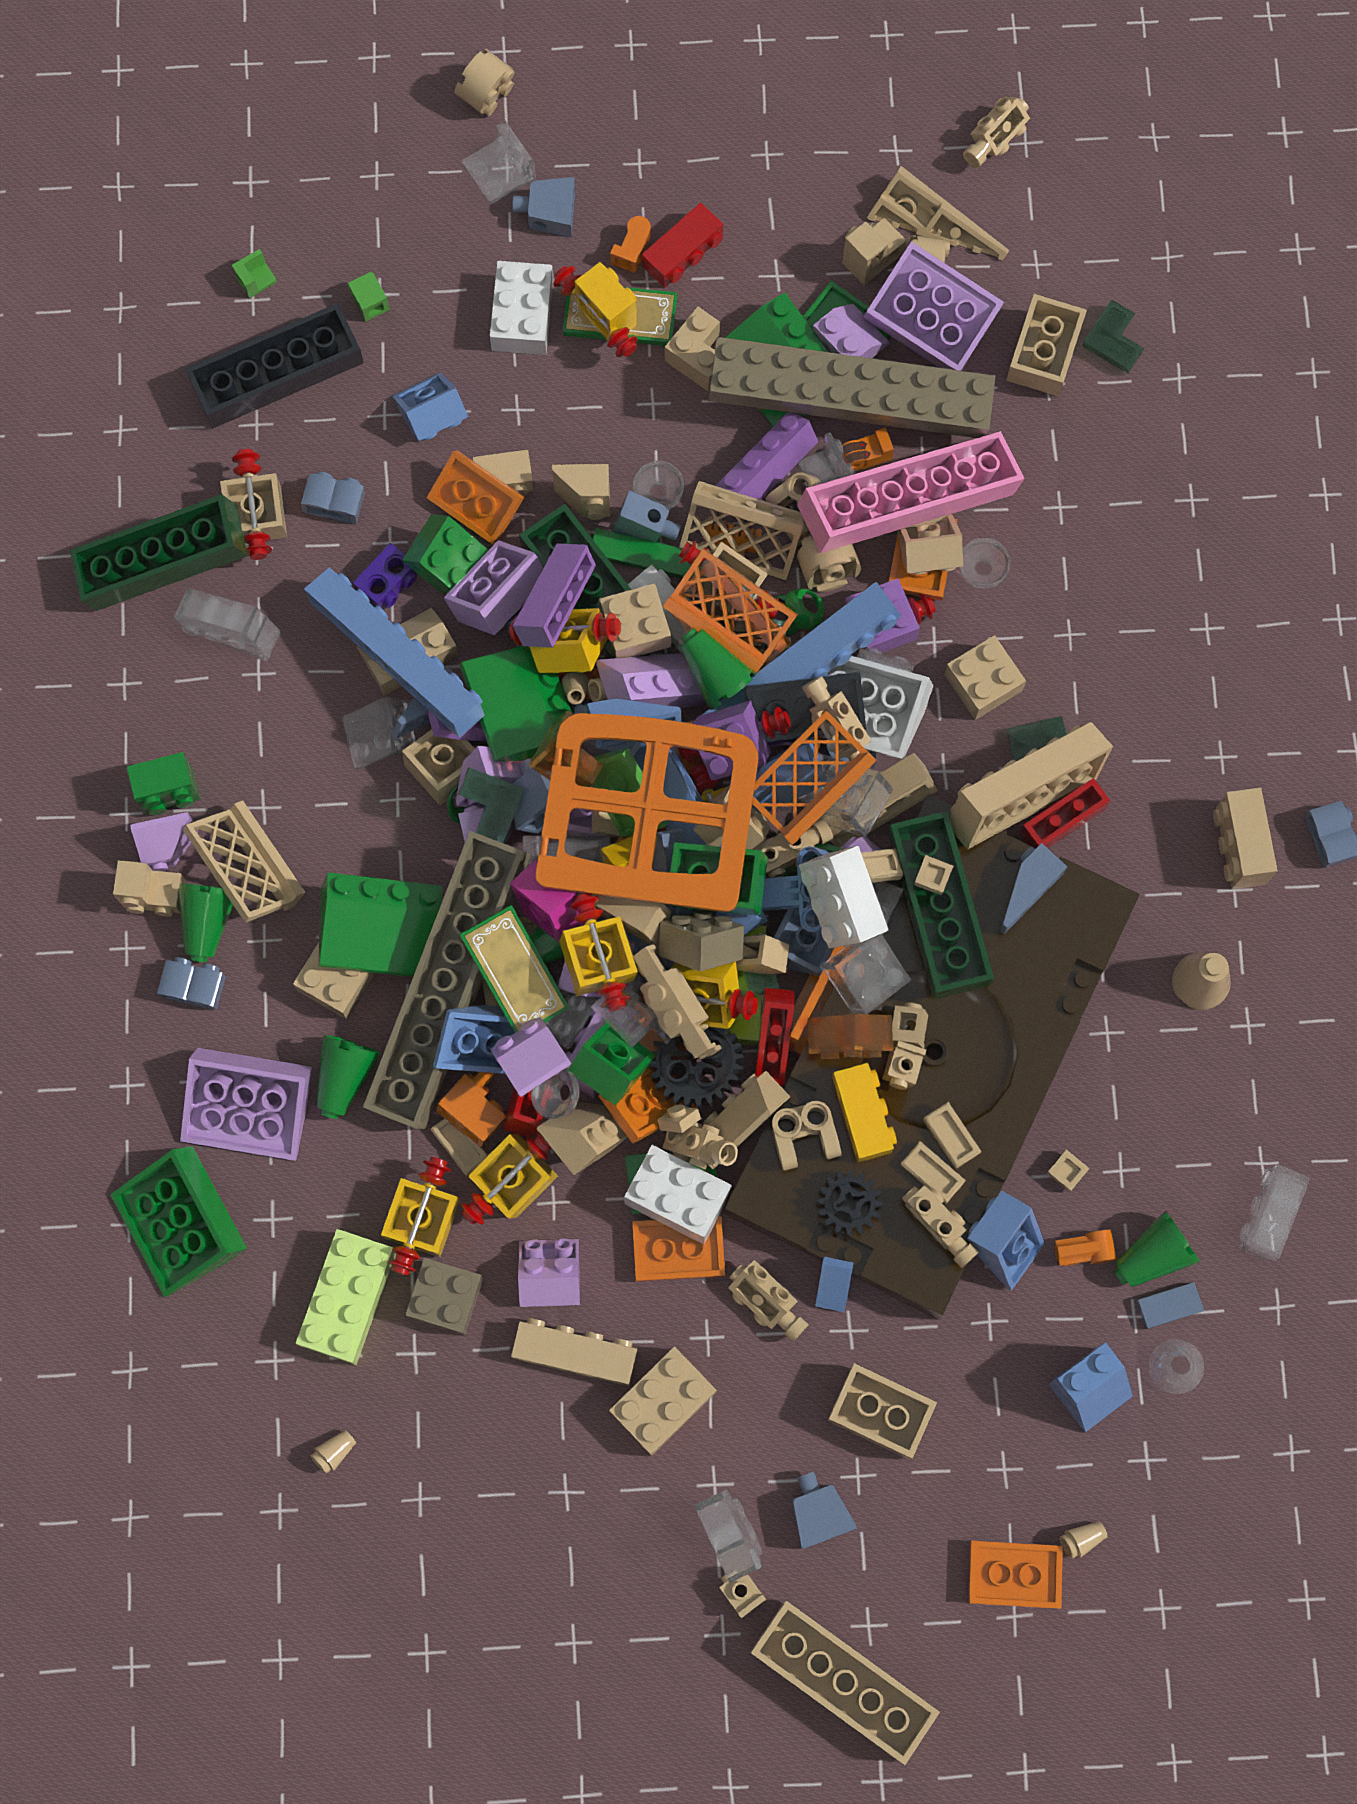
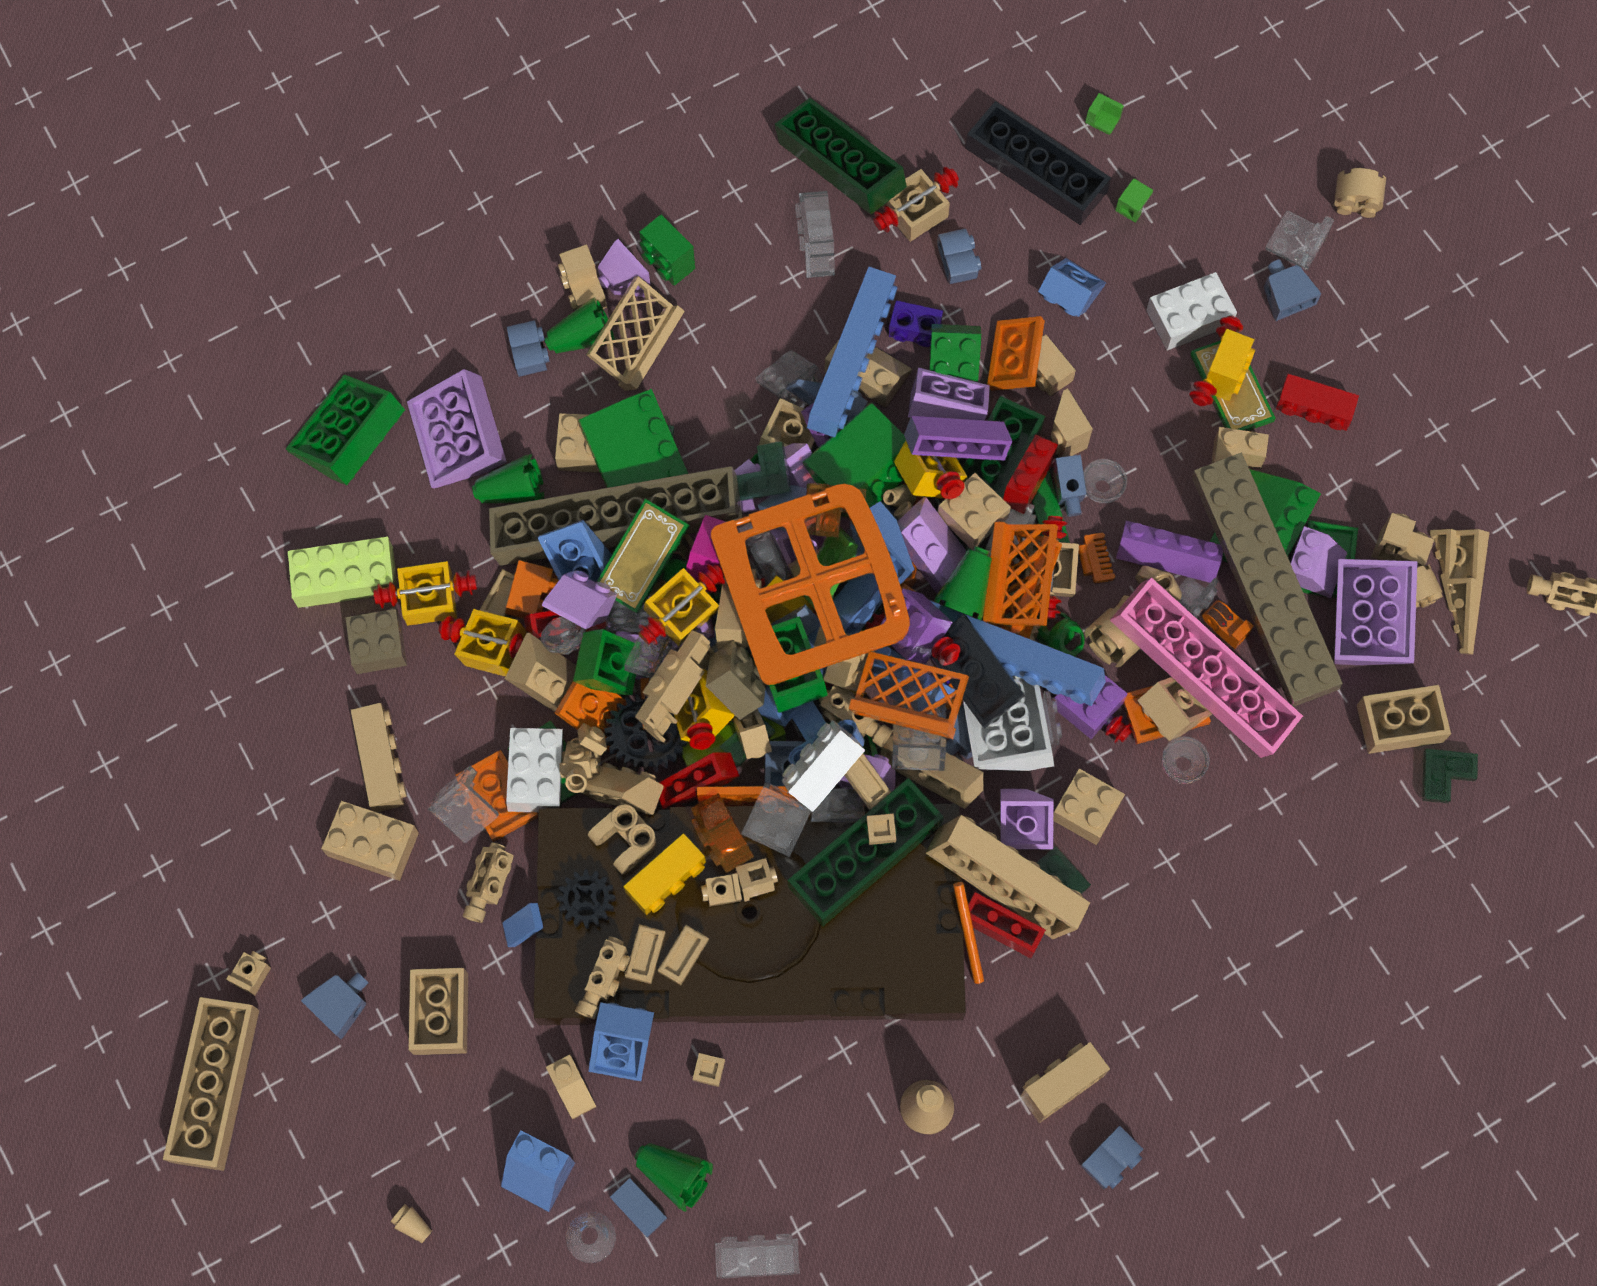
camera: 65 degrees right, 5 degrees down
(333, 1451) = (223, 621): tan cone -> none
(549, 1272) = (431, 708): lavender slope -> none
(620, 549) = (1030, 474): none -> red brick
(634, 245) = (1297, 365): orange leg -> none
(675, 1289) = (462, 807): none -> clear bracket
(730, 1535) = (283, 936): clear brick -> none
(748, 509) = (1116, 553): tan fence -> none
(841, 710) = (977, 696): tan brick -> none
(968, 741) = (1026, 819): none -> lavender slope
(1015, 1574) = (358, 1182): orange plate -> none
(1019, 1314) = (571, 1086): none -> tan slope
(1034, 877) = (926, 917): sand blue slope -> none
(1035, 841) = (968, 932): none -> orange bar
(1093, 1248) = (653, 1118): orange piece -> none

